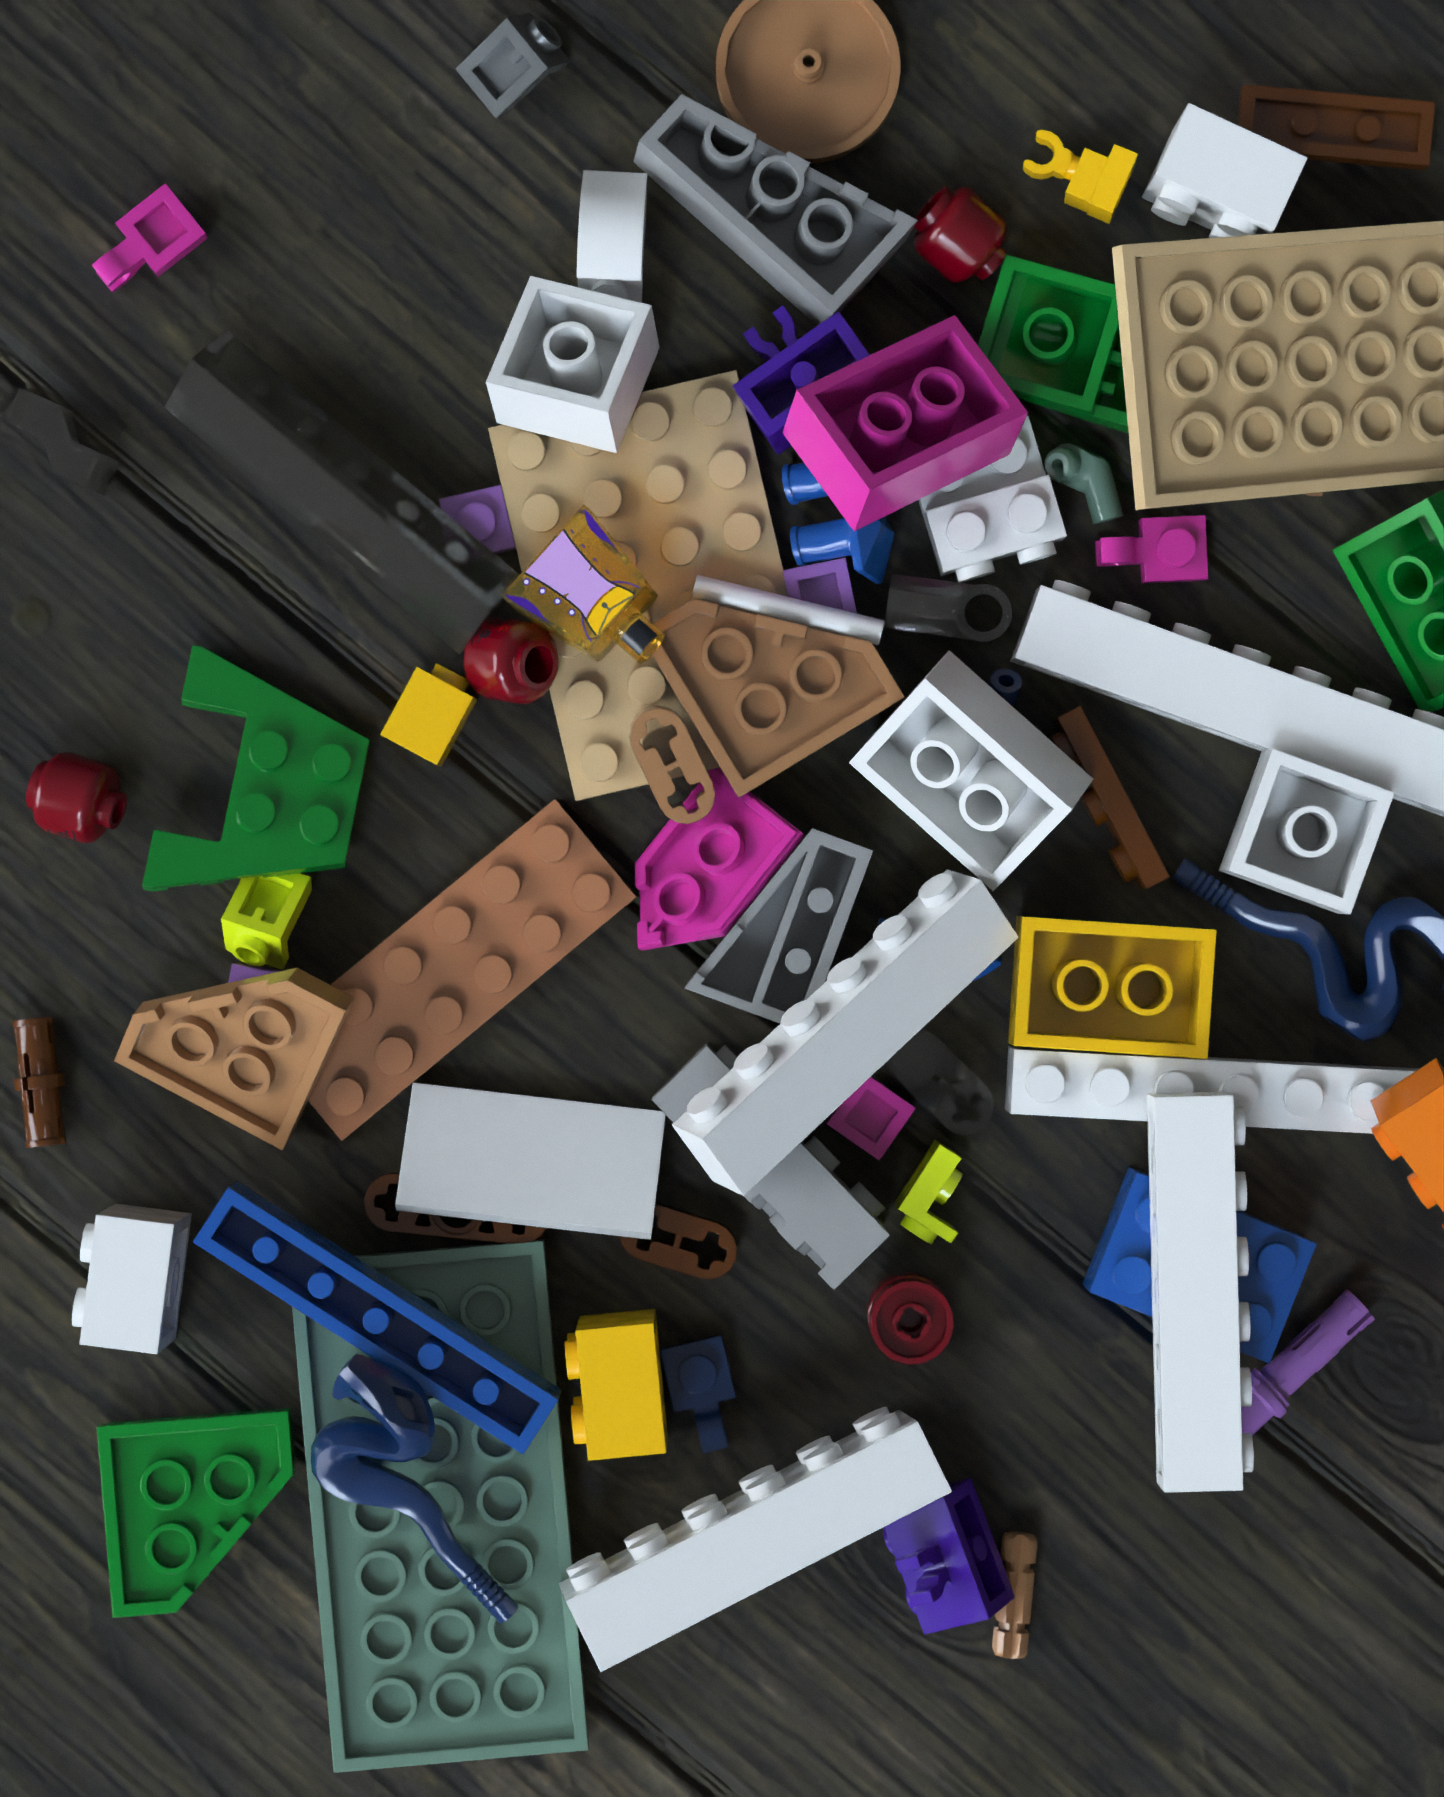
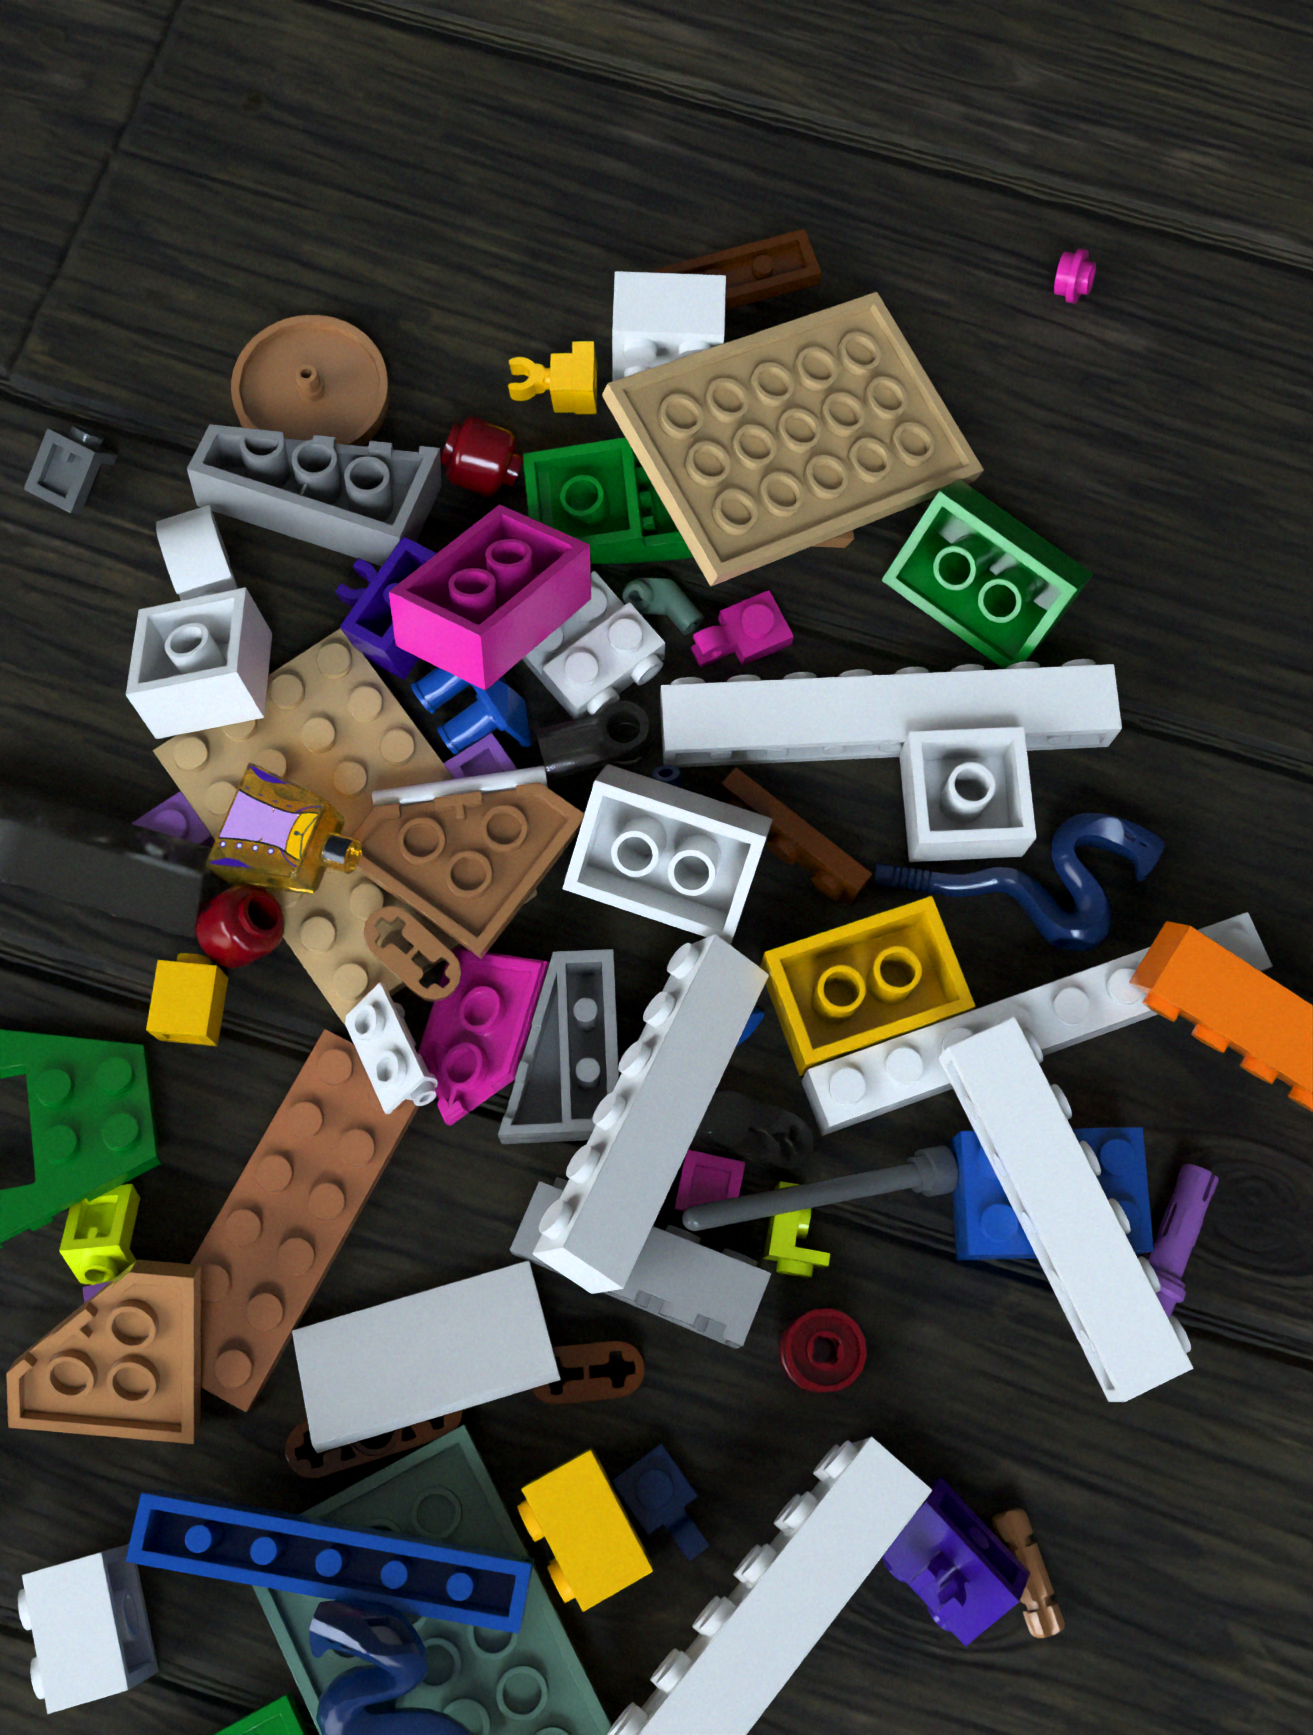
camera: 30 degrees left, 15 degrees down
(609, 852) = (389, 1051): none -> white hinge
(1091, 1191) = (928, 1171): none -> dark grey piece

